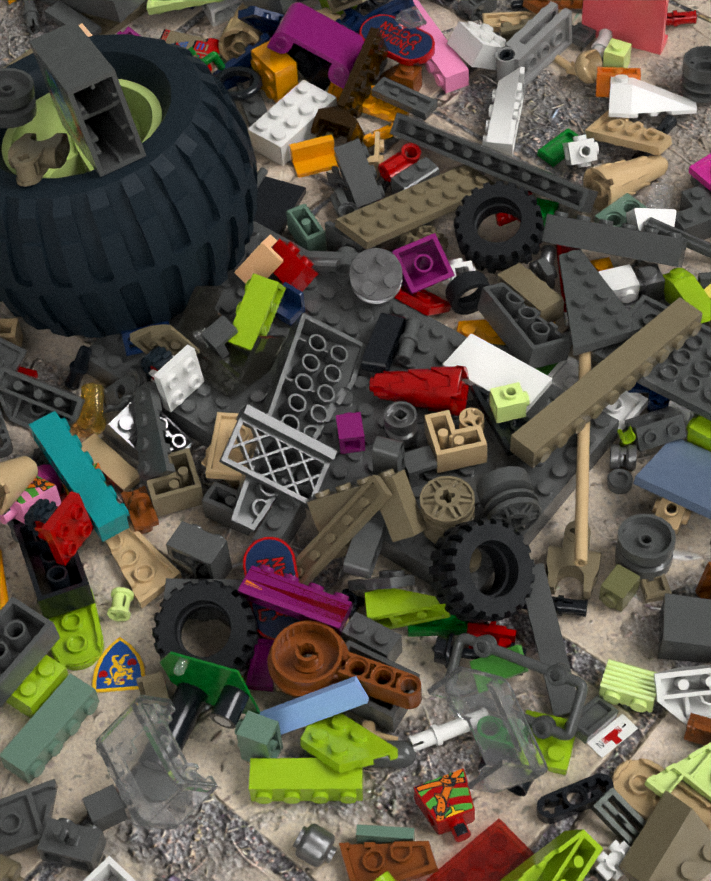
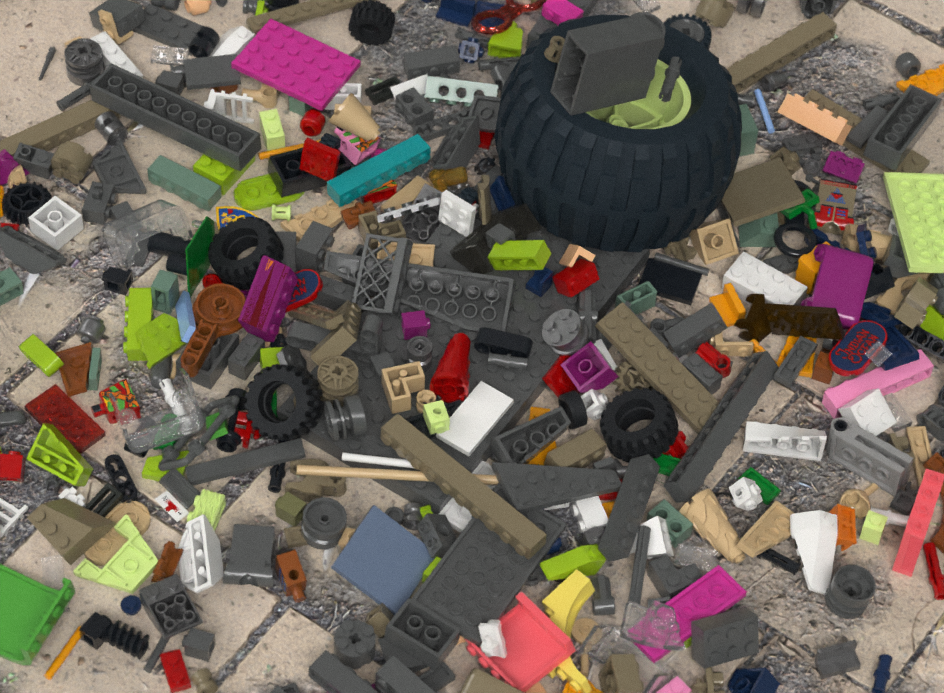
camera: 80 degrees right, 0 degrees up
(223, 813) = (117, 280): none -> black brick
(558, 484) = (376, 460): none -> white bar

